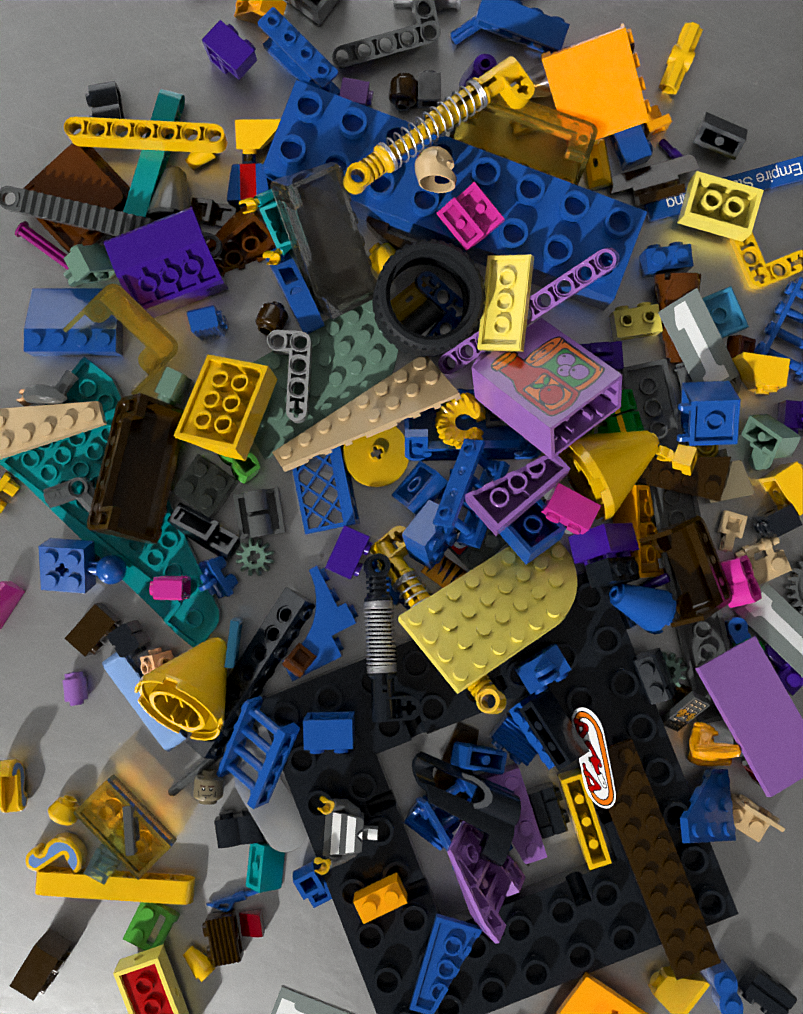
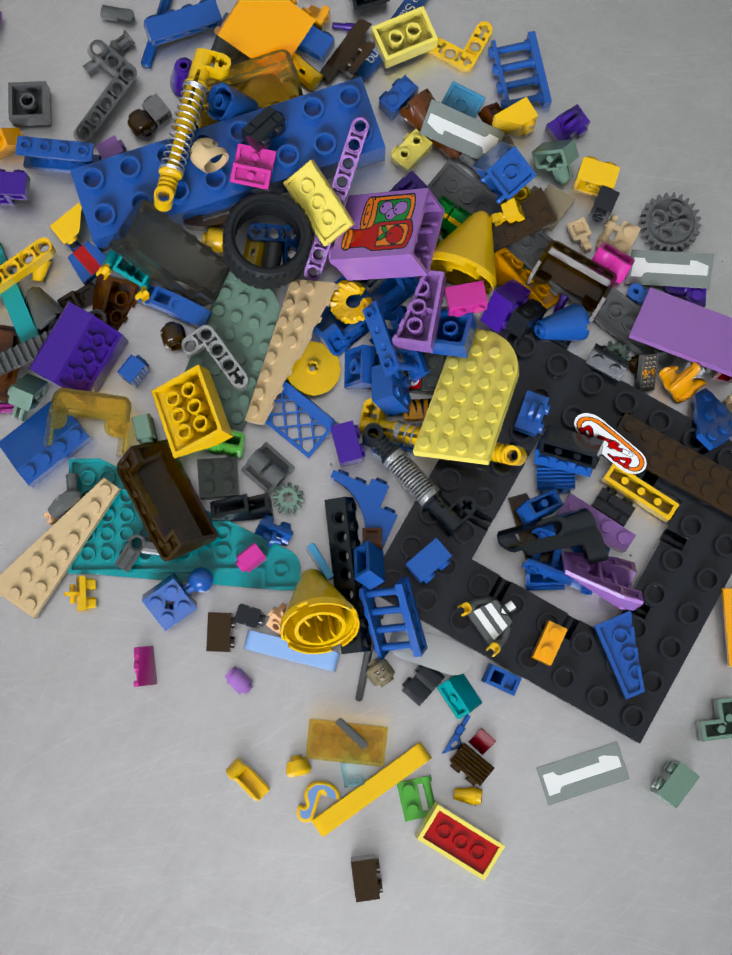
camera: 40 degrees left, 5 degrees down
(273, 685) = (369, 565): none -> blue brick
(500, 135) = (228, 102): none -> blue cone
(510, 187) = (263, 129): none -> black brick

